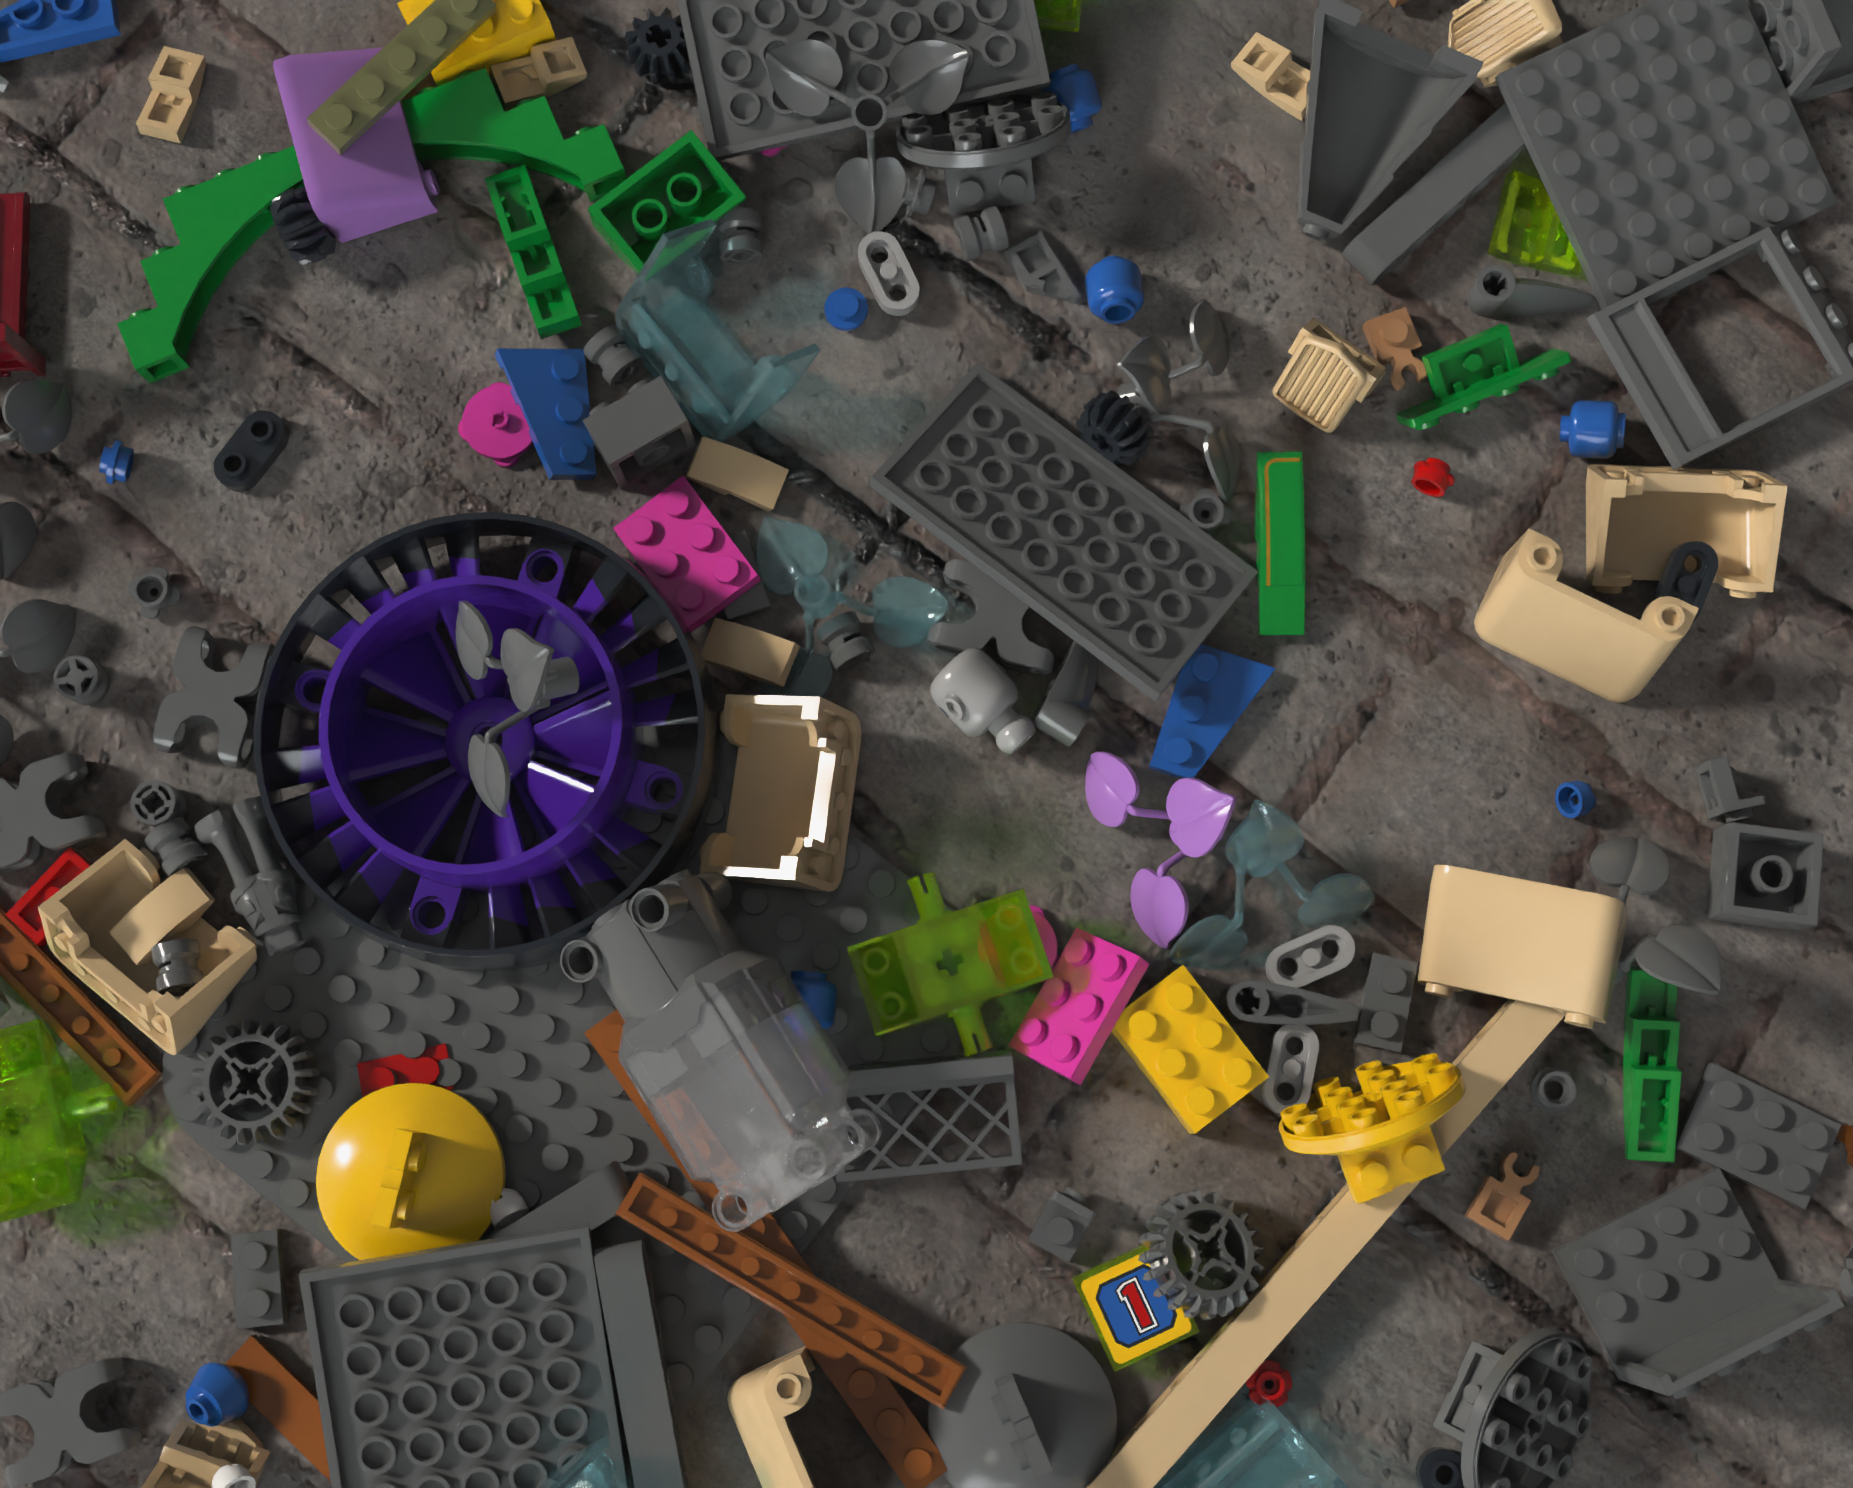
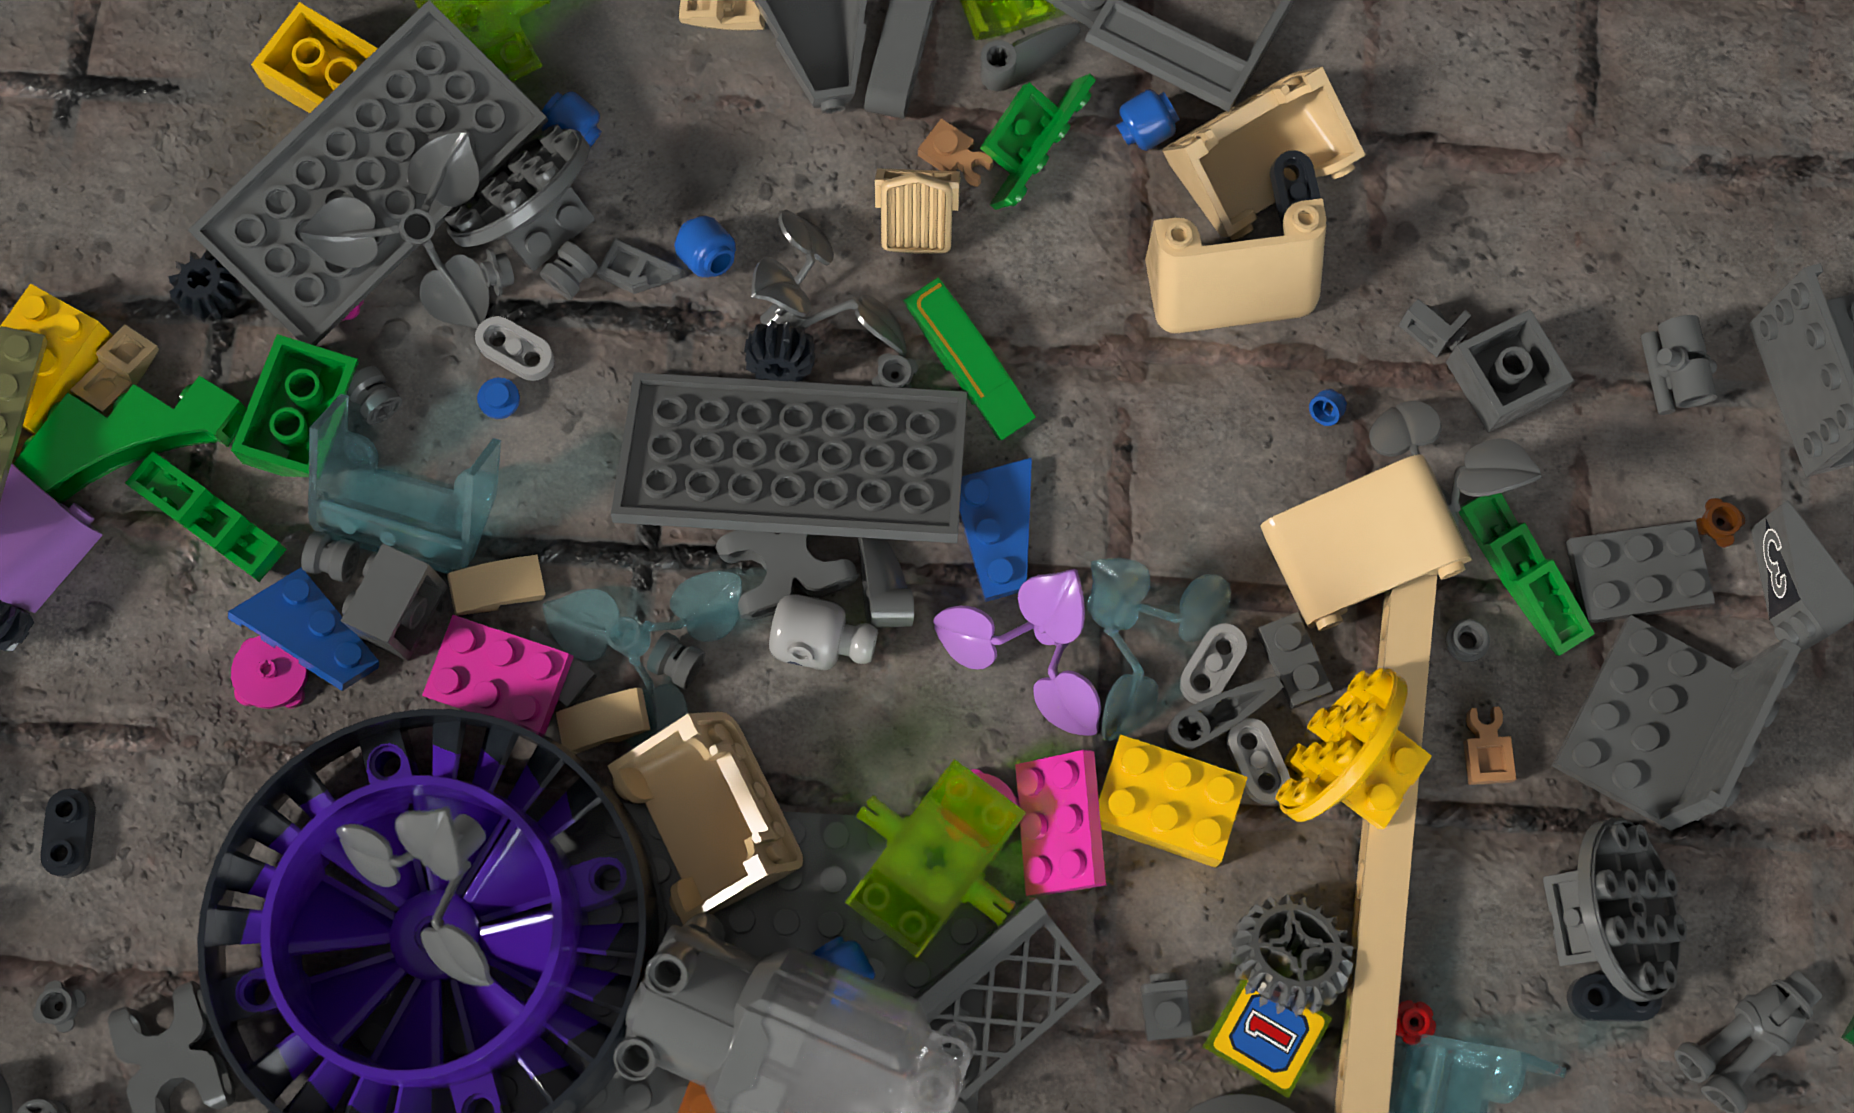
camera: 35 degrees left, 5 degrees down
(1432, 477) = (1050, 234): red plate -> none

